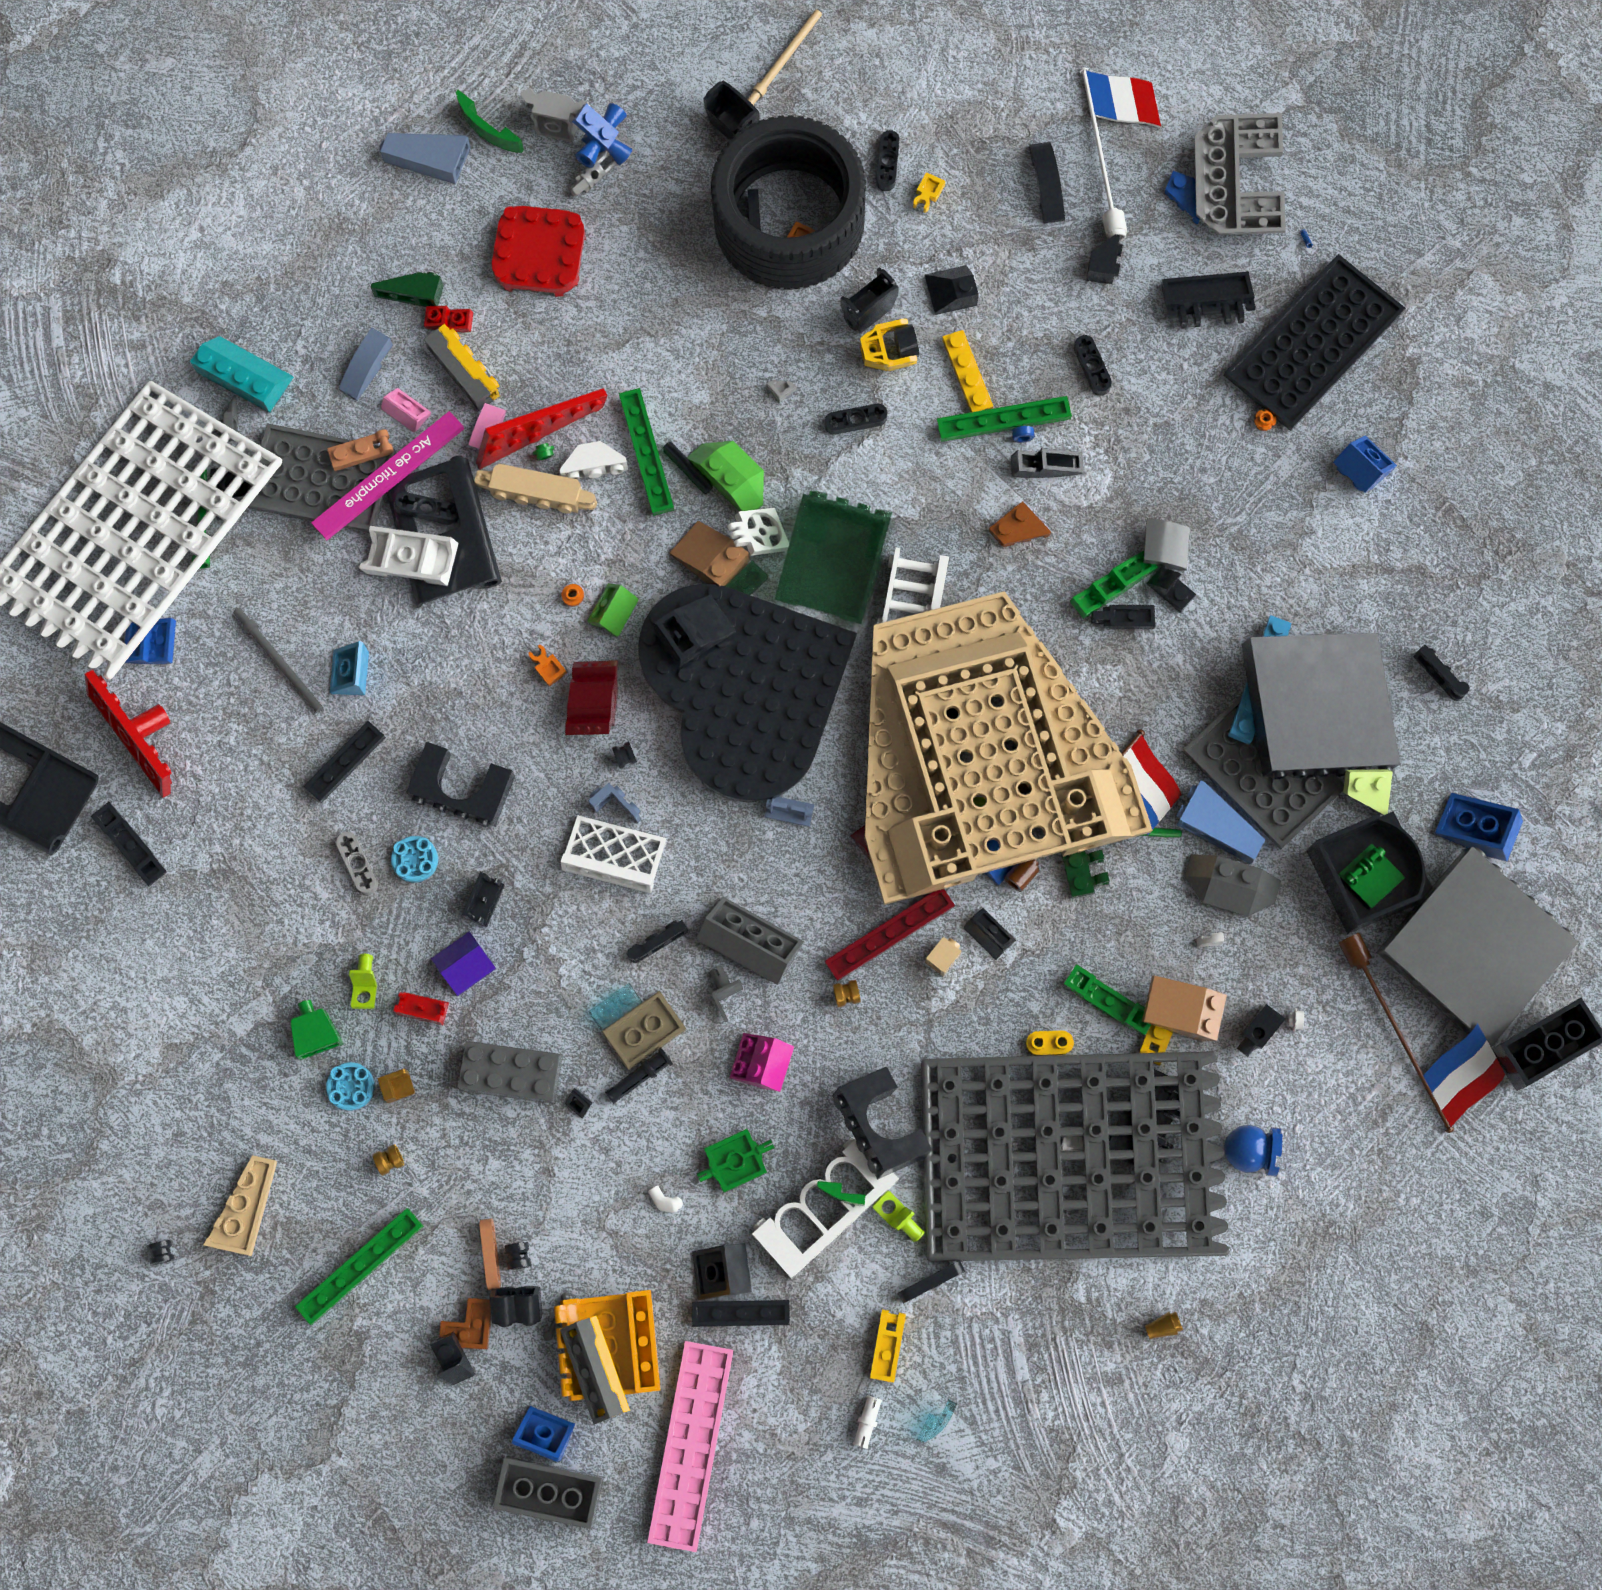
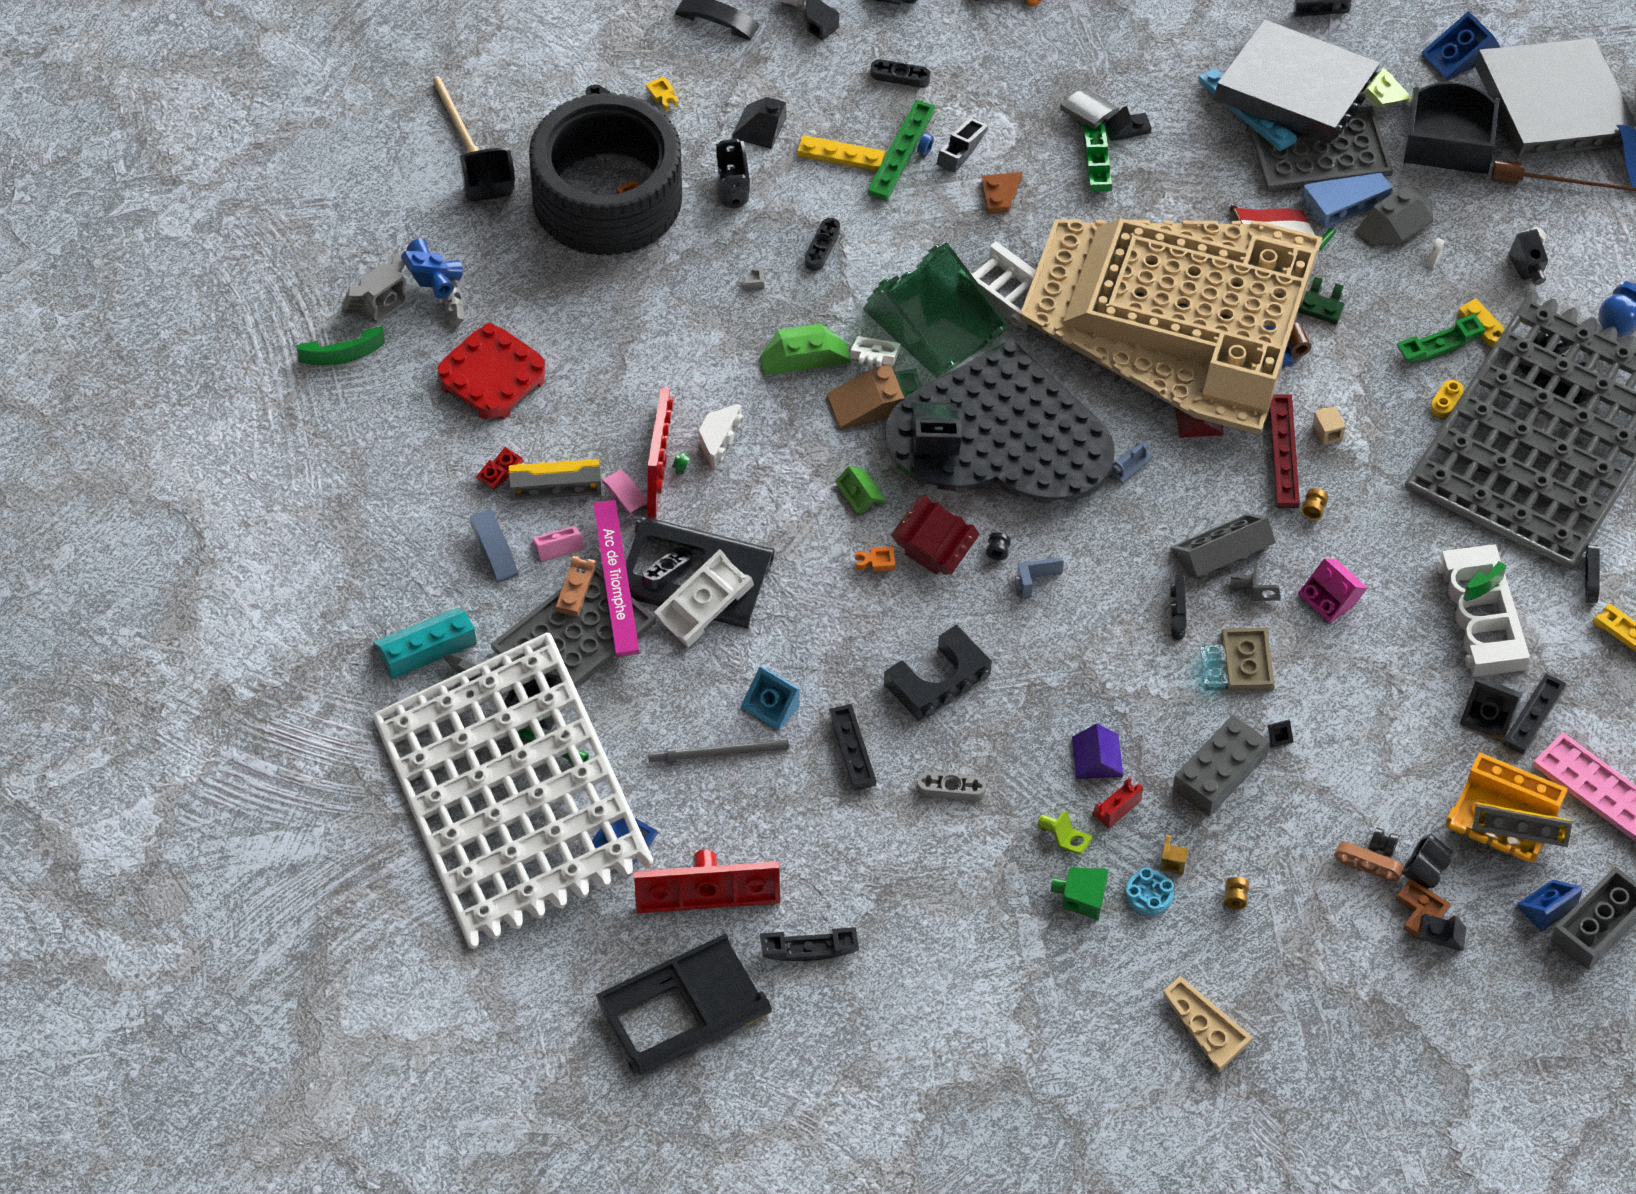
camera: 60 degrees left, 20 degrees down
(160, 1252) = (1203, 1105): black wheel -> none
(359, 1266) = (1316, 963): green plate -> none
(413, 289) = (454, 475): dark green slope -> none
(414, 859) = (978, 743): medium azure tile -> none
(427, 153) = (333, 403): sand blue slope -> none
(483, 899) = (1051, 711): black hinge -> none
(535, 488) = (711, 484): tan hinge -> none
(548, 1335) = (1465, 860): dark grey hinge -> none
(572, 601) = (826, 516): orange plate -> none
(607, 872) = (1091, 609): white fence -> none
(646, 452) = (738, 393): green plate -> none
(648, 1069) = (1284, 670): black pin -> none
(663, 1203) = (1406, 720): white arm -> none
(687, 468) = (774, 375): black axle -> none
(735, 1160) = (1404, 651): green plate -> none
(882, 1154) = (1467, 539): black arch -> none
(900, 1217) = (1527, 565): lime bracket -> none
(905, 343) = (785, 176): yellow piece -> none
(989, 933) = (1329, 390): black slope -> none
(1125, 617) = (1130, 164): black hinge -> none
(1184, 1008) = (1483, 292): medium nougat slope -> none
(1371, 875) = (1454, 124): green hinge -> none

